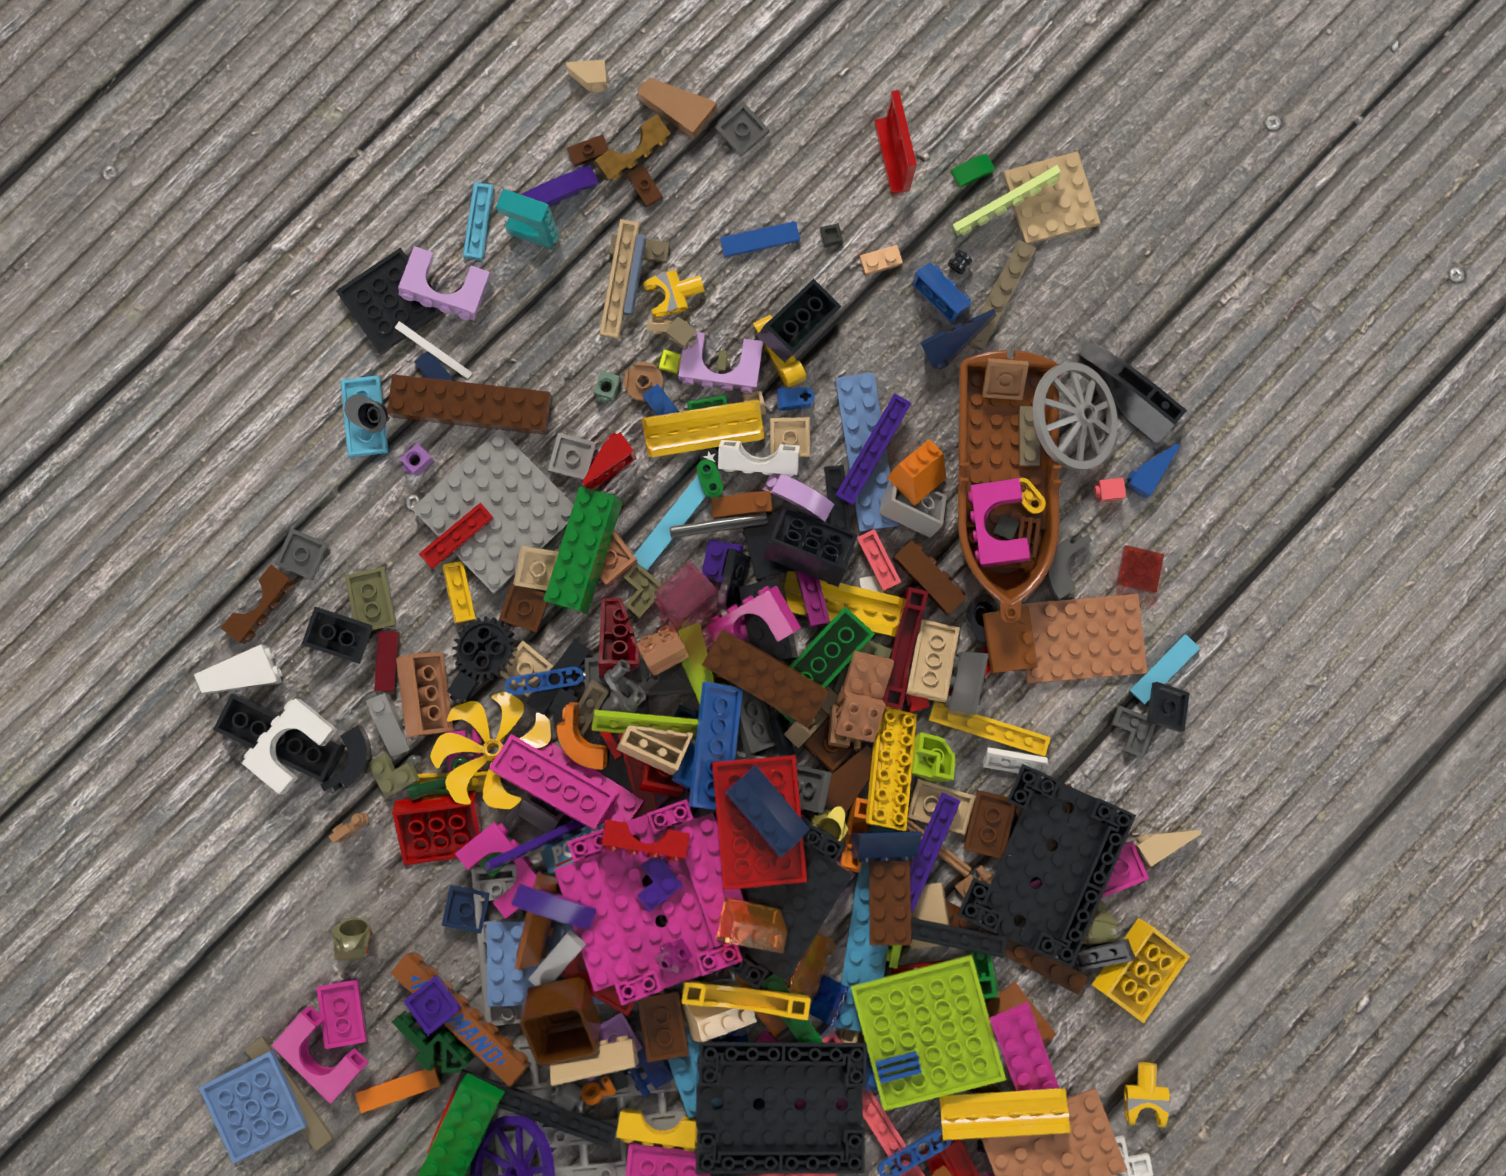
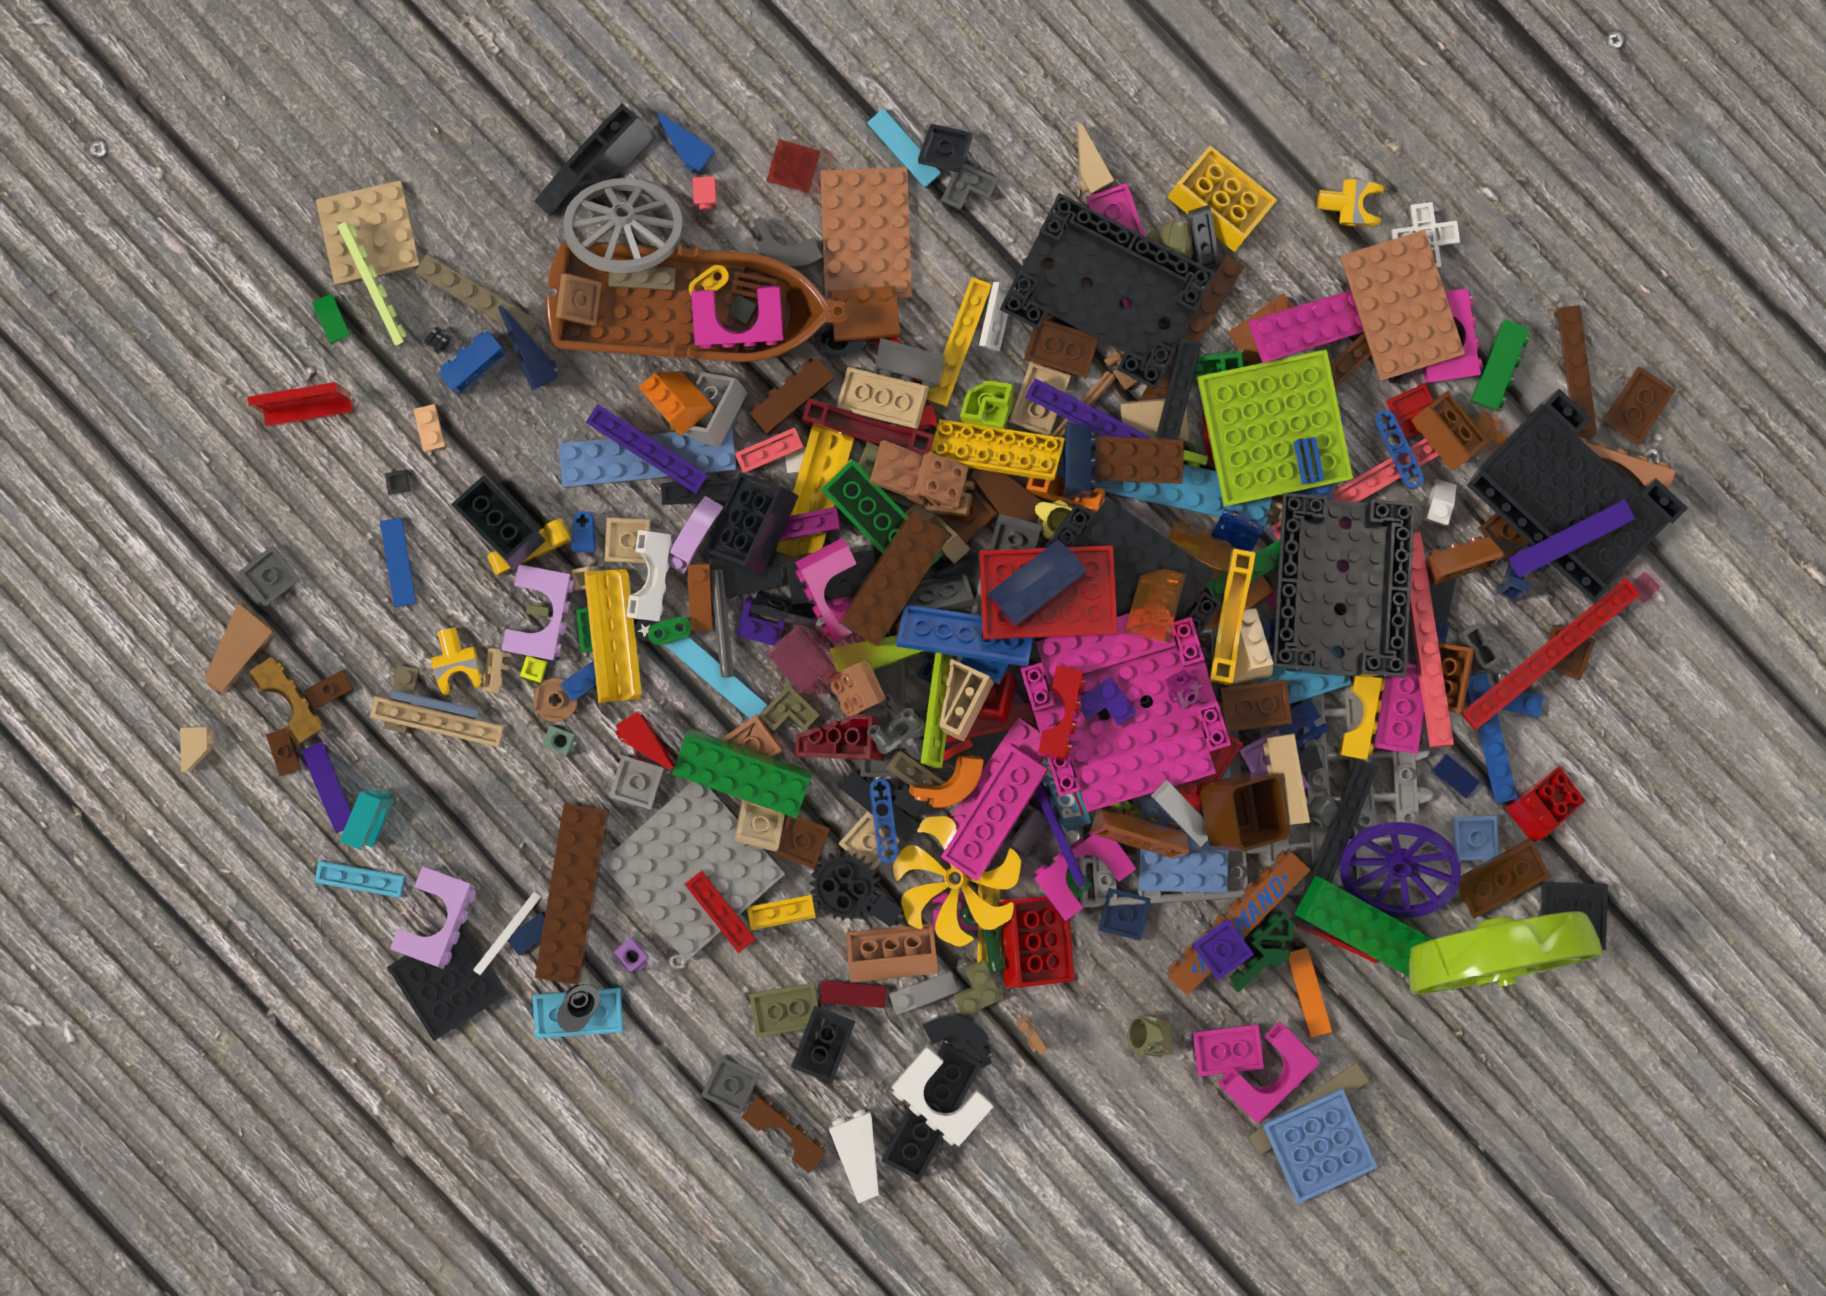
camera: 90 degrees left, 5 degrees up
(553, 906) = (1126, 810): dark purple slope -> none
(594, 1088) = (1317, 781): orange plate -> none
(682, 333) = (507, 652): dark tan brick -> none
(1004, 1114) = (1362, 353): yellow plate -> none

